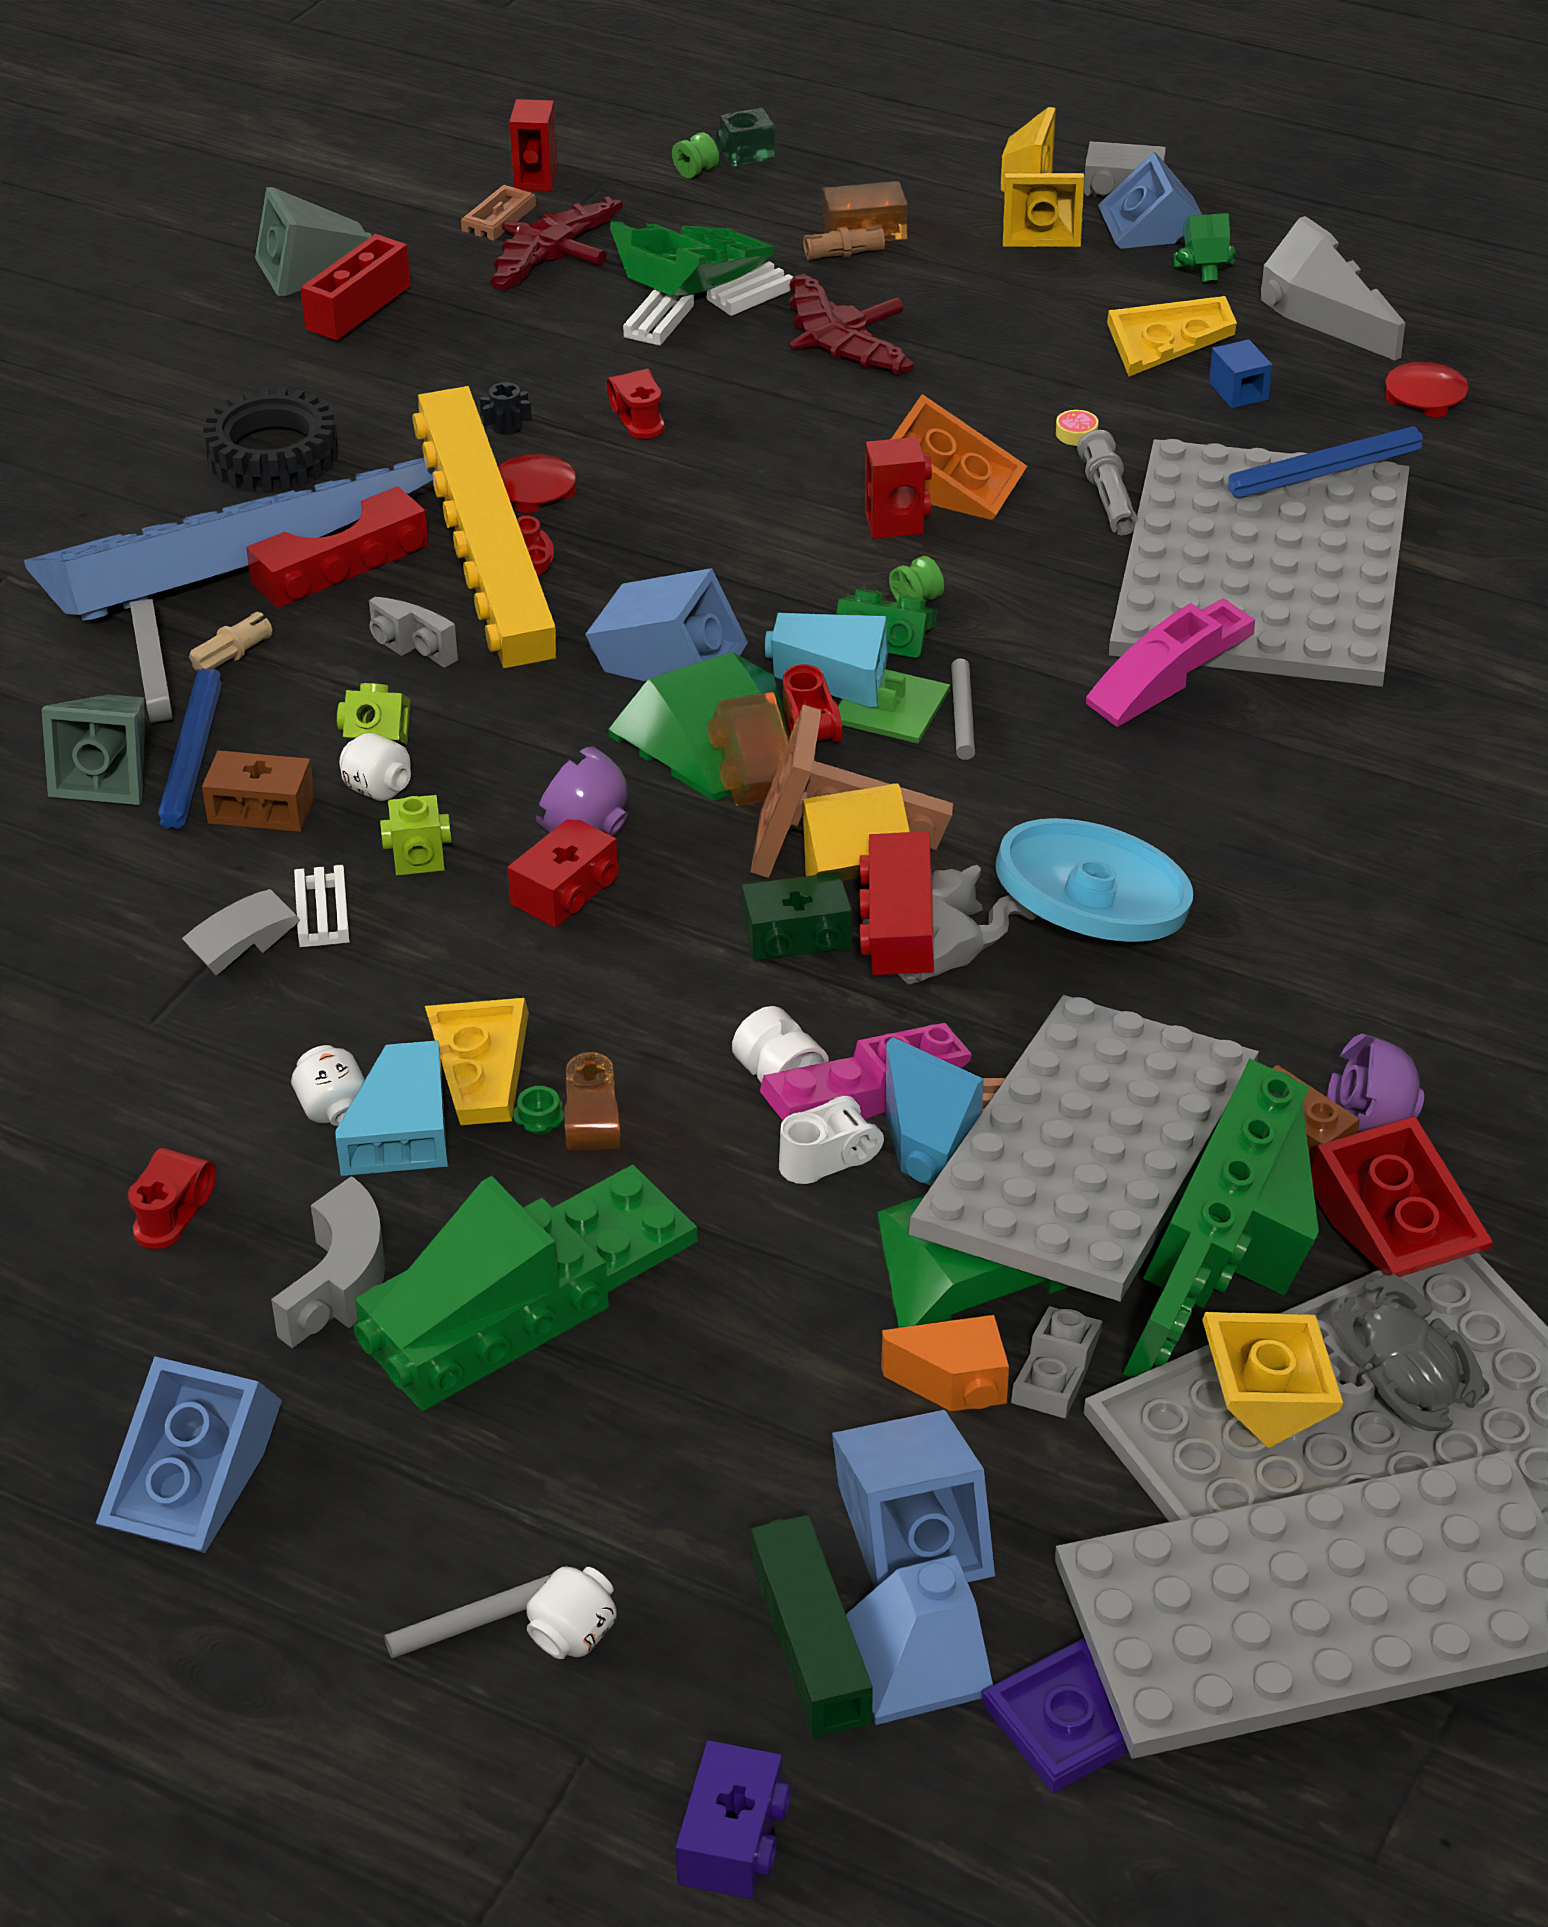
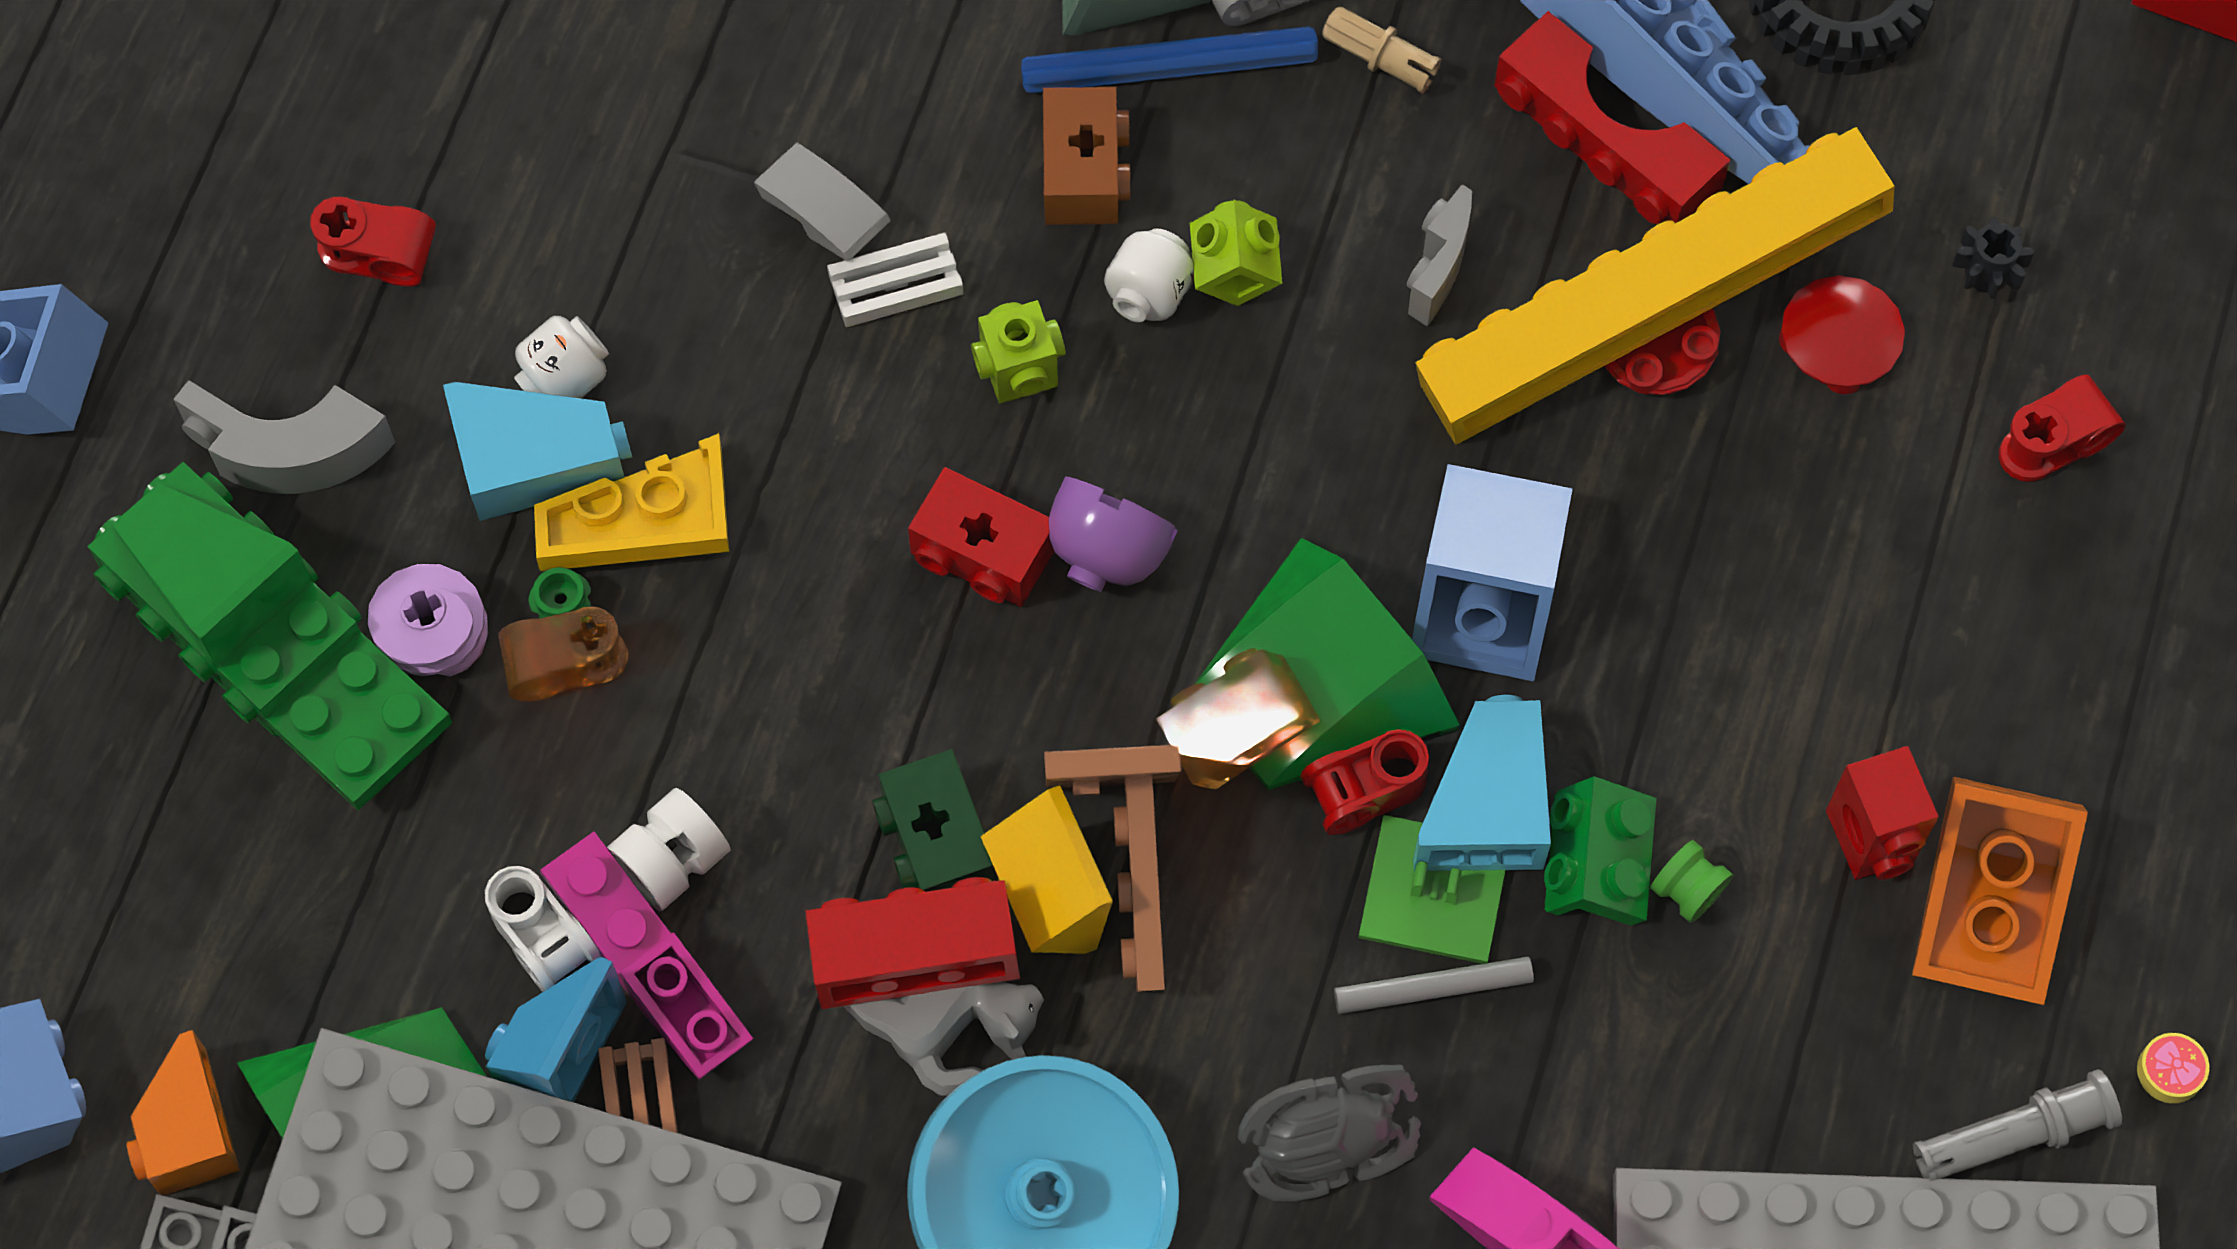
camera: 80 degrees right, 25 degrees up
(545, 1170) = (439, 648): none -> lavender piece
(1070, 748) = (1327, 1132): none -> dark grey shield

